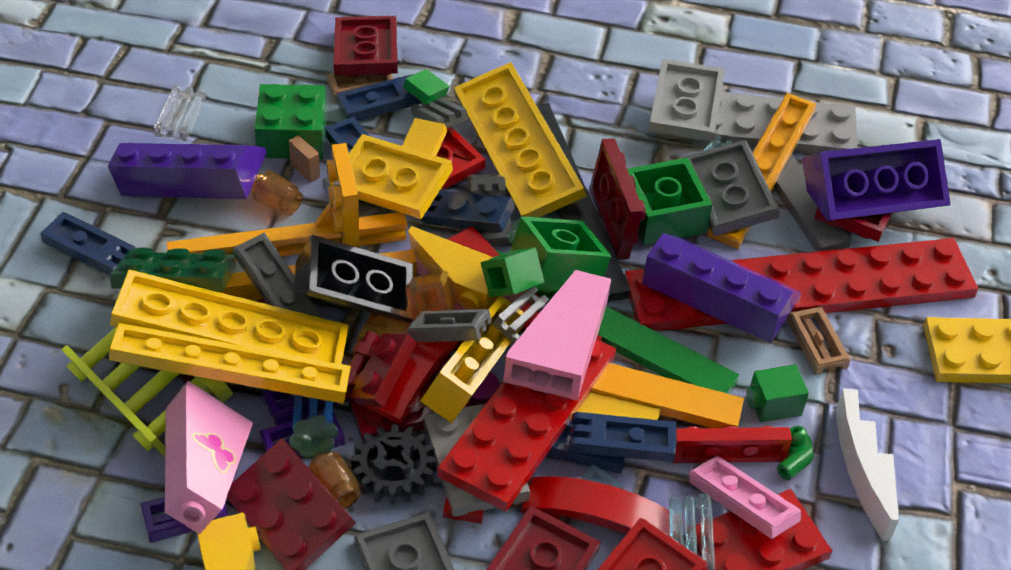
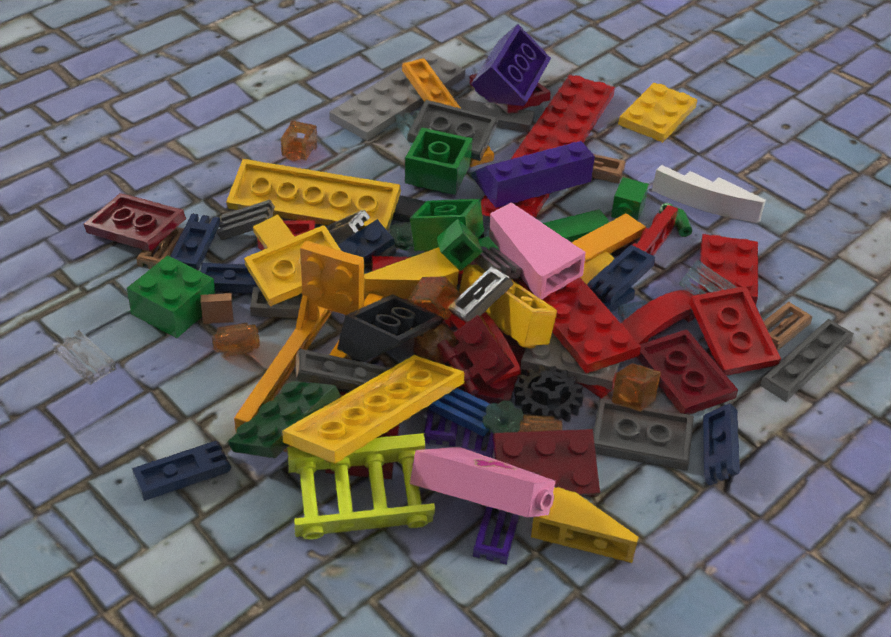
camera: 55 degrees left, 5 degrees down
(186, 170) = (167, 372): dark purple slope -> none
(229, 363) = (419, 420): yellow plate -> none
(426, 86) = (216, 211): green tile -> none
(459, 532) = (636, 386): none -> clear orange brick
(592, 87) = (298, 148): none -> clear orange brick
(616, 198) = (420, 173): dark red plate -> none
(687, 100) = (362, 105): light grey plate -> none
(745, 497) = (704, 249): bright pink tile -> none

